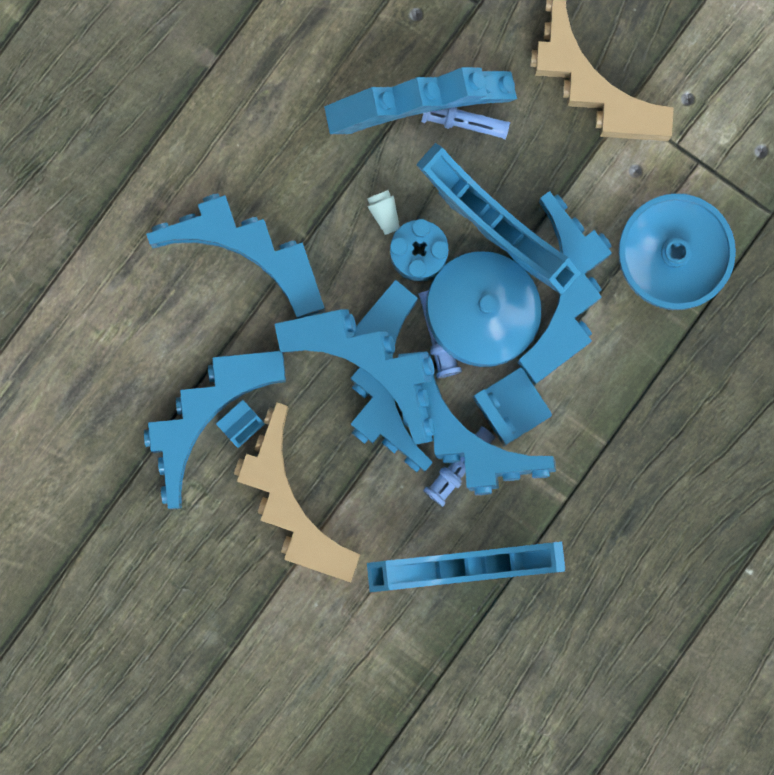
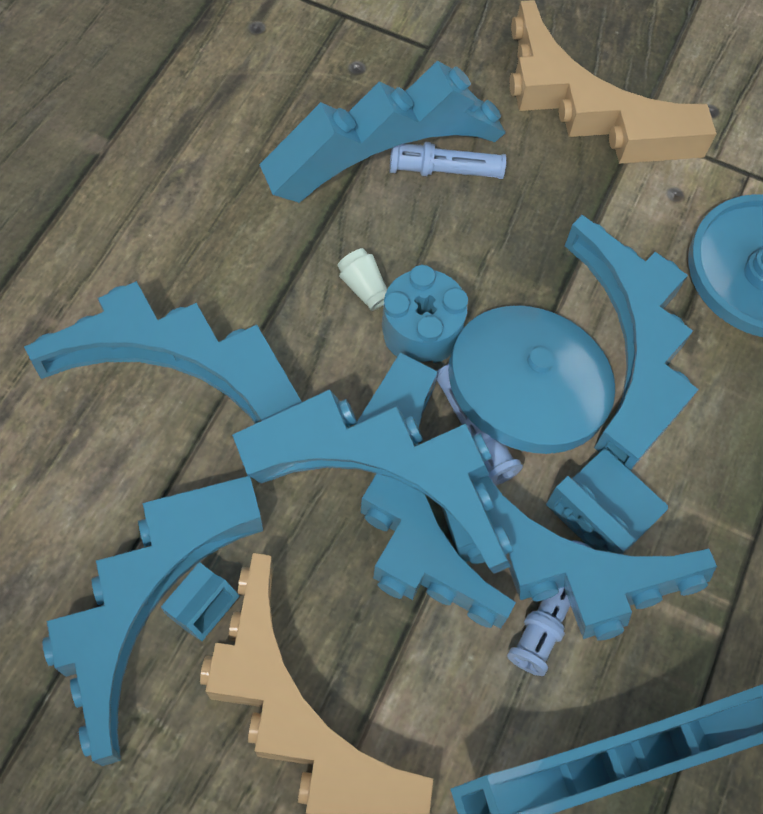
camera: 15 degrees left, 20 degrees down
(496, 222) = (523, 265): dark azure arch -> none

